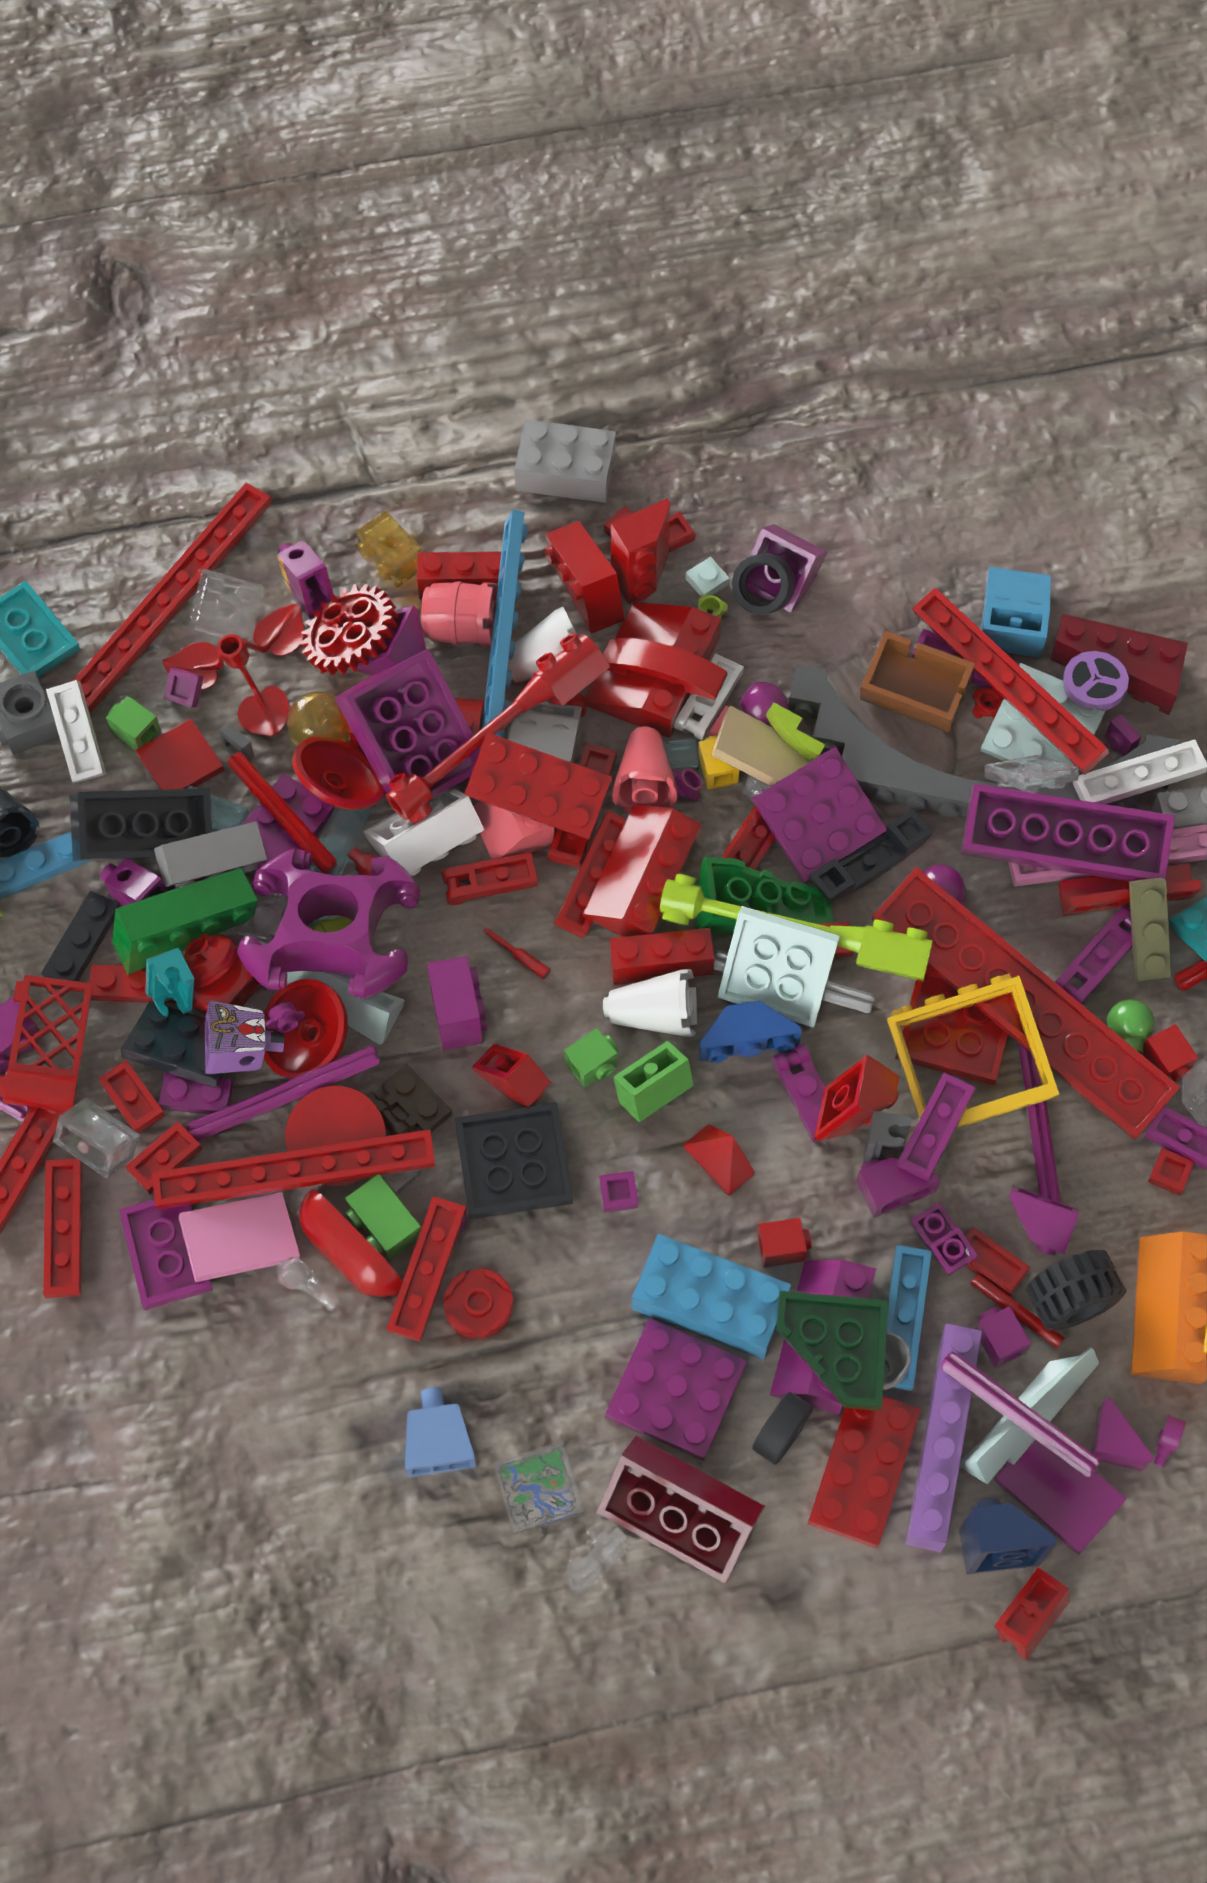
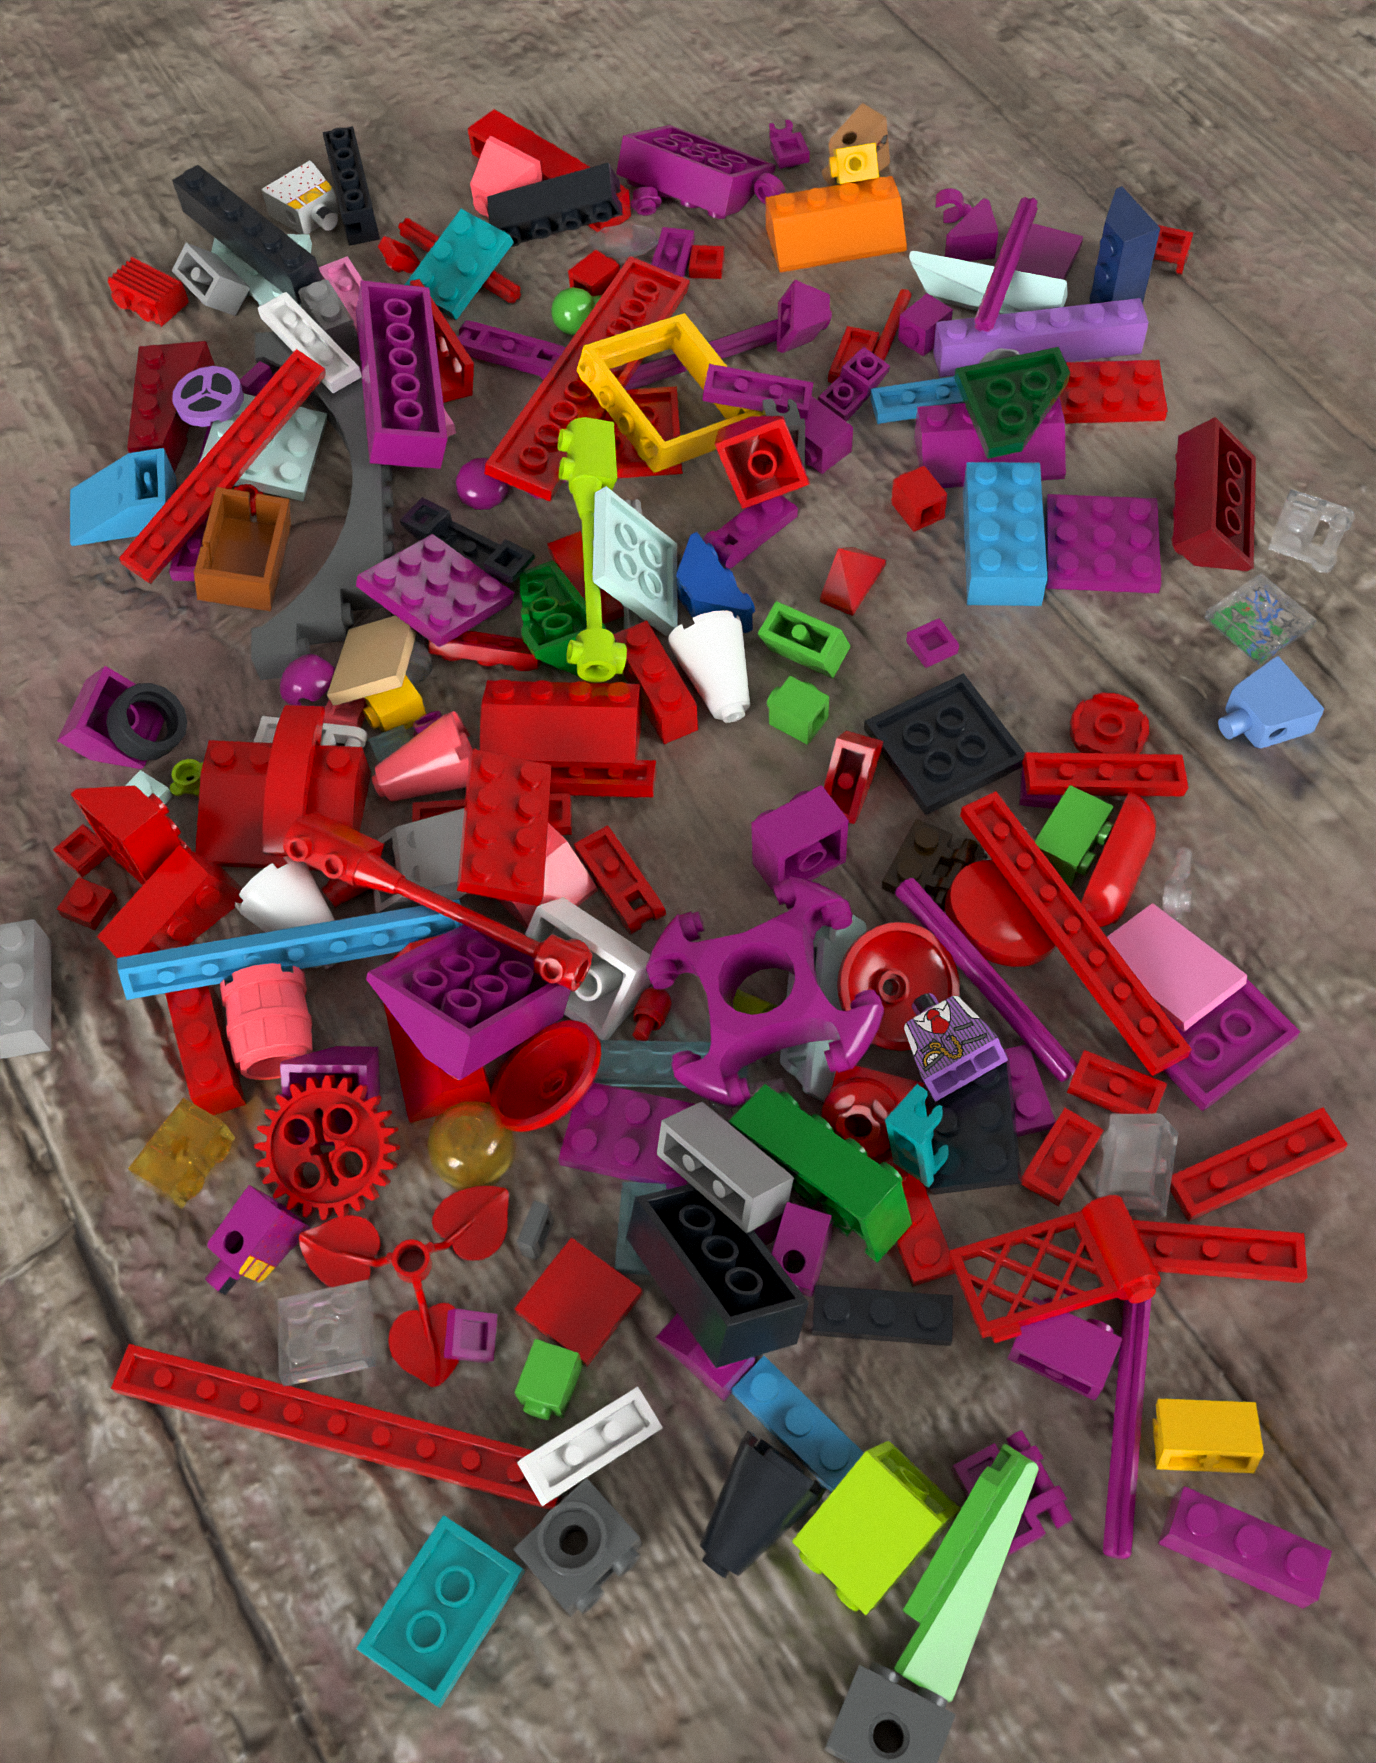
camera: 105 degrees left, 5 degrees down
(282, 812) = (619, 1127): red axle -> none
(284, 1017) = (901, 998): magenta plate -> none
(521, 956) = (701, 820): red piece -> none
(782, 1428) = (1106, 418): black tyre -> none
(786, 726) = (344, 629): lime slope -> none
(1031, 773) = (337, 414): clear plate -> none
(1076, 1289) = (864, 270): black tyre -> none
(1150, 929) = (476, 304): olive plate -> none

